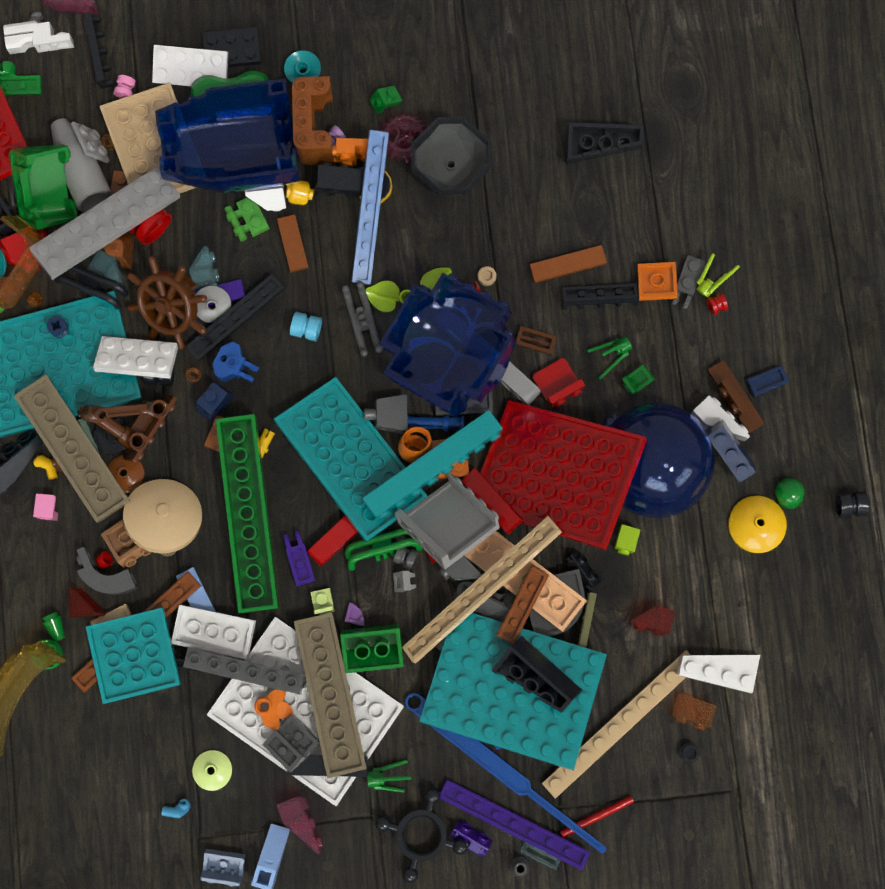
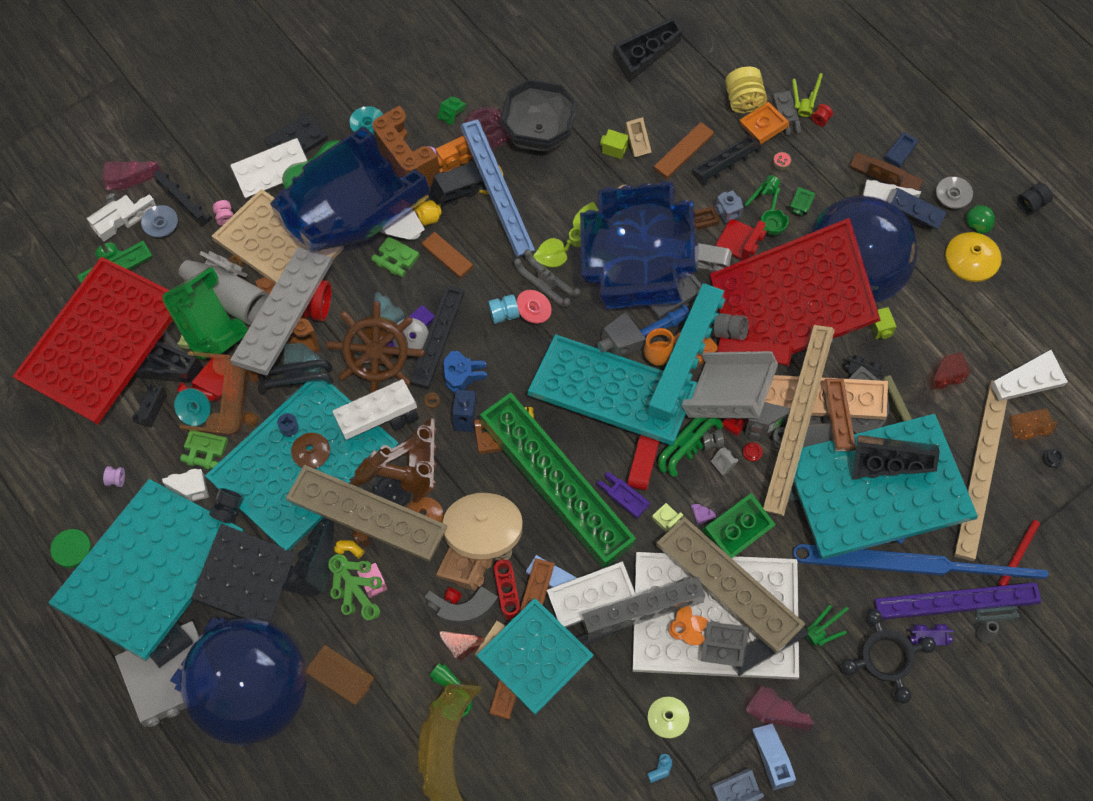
camera: 30 degrees left, 15 degrees down
(25, 482) = (352, 585): none -> bright green plant
(62, 56) = (156, 216): none -> sand blue dish
(72, 365) = (312, 458): none -> reddish brown dish
(156, 575) = (503, 581): none -> red beam
(342, 339) = (537, 302): none -> coral dish
(433, 587) = (752, 452): none -> red plate
(487, 465) = (731, 326): none -> dark grey wheel
(508, 221) = (614, 144): none -> lime brick
(531, 228) = (637, 137): none -> tan slope
(568, 351) = (729, 206): none -> sand blue brick
(598, 385) = (775, 222): none -> green hair
(649, 327) = (782, 161): none -> tile
(661, 238) = (745, 89): none -> light yellow wheel
(791, 449) = (954, 186): none -> light grey dish

